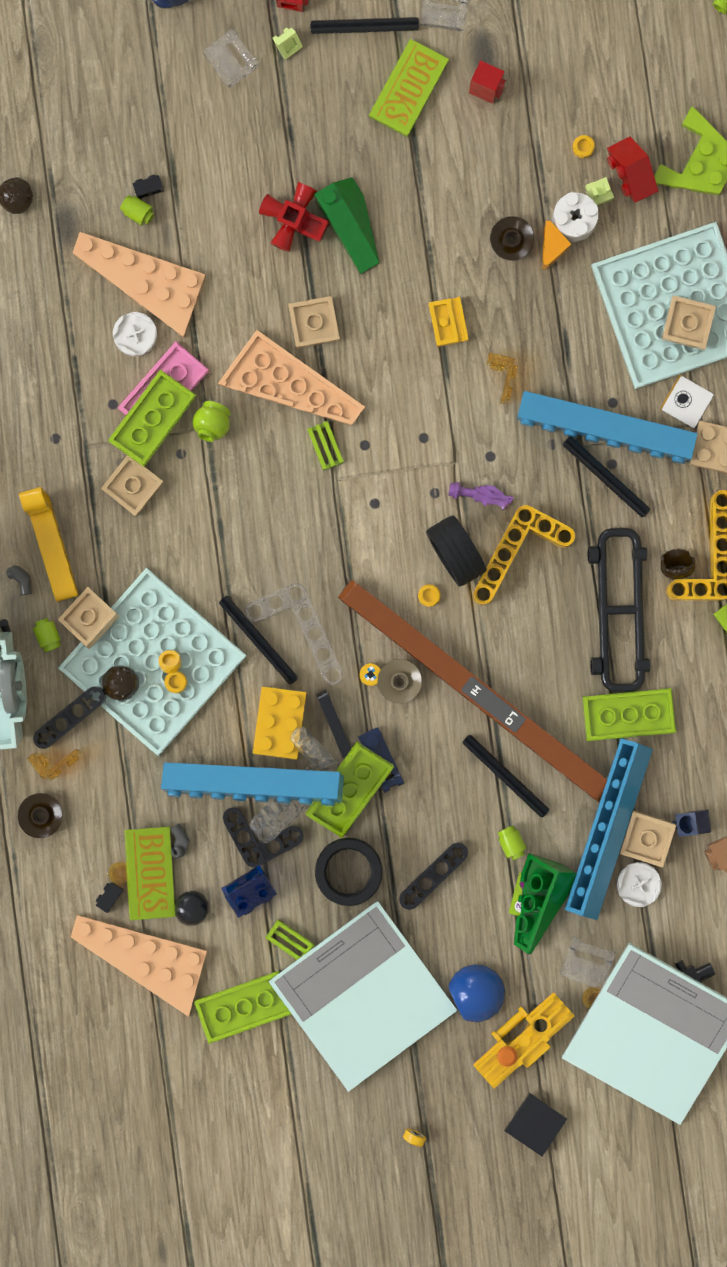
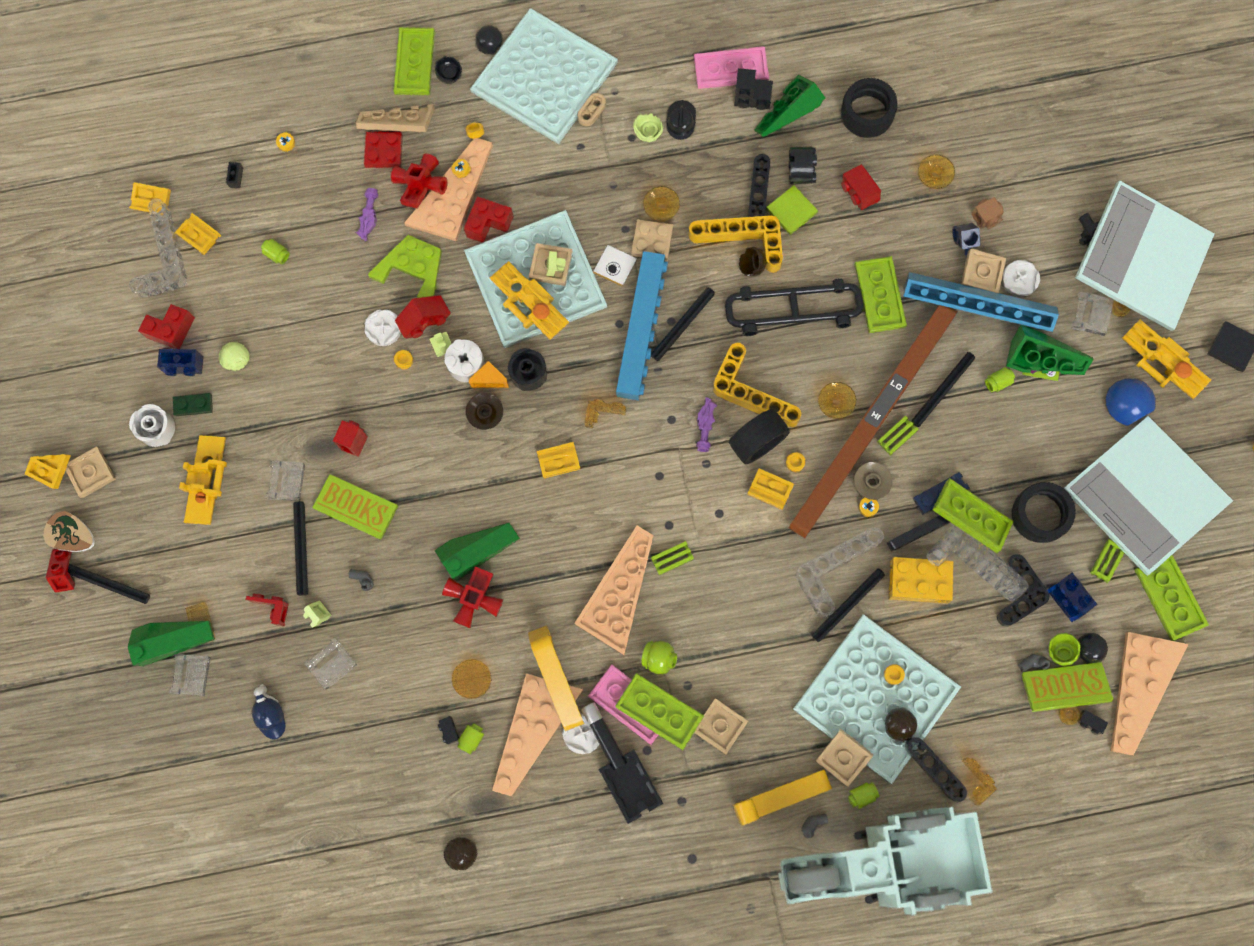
camera: 85 degrees left, 10 degrees down
(28, 815) = (1038, 790): dark brown dish -> none
(86, 374) = (624, 773): none -> black piece
(169, 661) = (877, 680): yellow tile -> none
(190, 874) = (1064, 649): none -> lime hair
(203, 214) = (471, 679): none -> clear yellow tile
(219, 291) = (555, 678): none -> yellow beam
(252, 782) = (979, 598): dark azure brick -> none
(314, 322) = (564, 574): tan plate -> none
(326, 96) = (363, 577): none -> dark grey arm
(398, 563) = (770, 489): none -> yellow plate
(436, 878) = (1038, 440): black beam -> none
(464, 731) = (909, 424): none -> lime tile
(499, 637) = (840, 392): none -> clear yellow dish
(564, 278) = (524, 379): none -> black brick
(624, 121) = (382, 328): none -> white tile
(647, 300) = (534, 296): none -> yellow piece
(684, 325) = (554, 263): none -> yellowish green tile

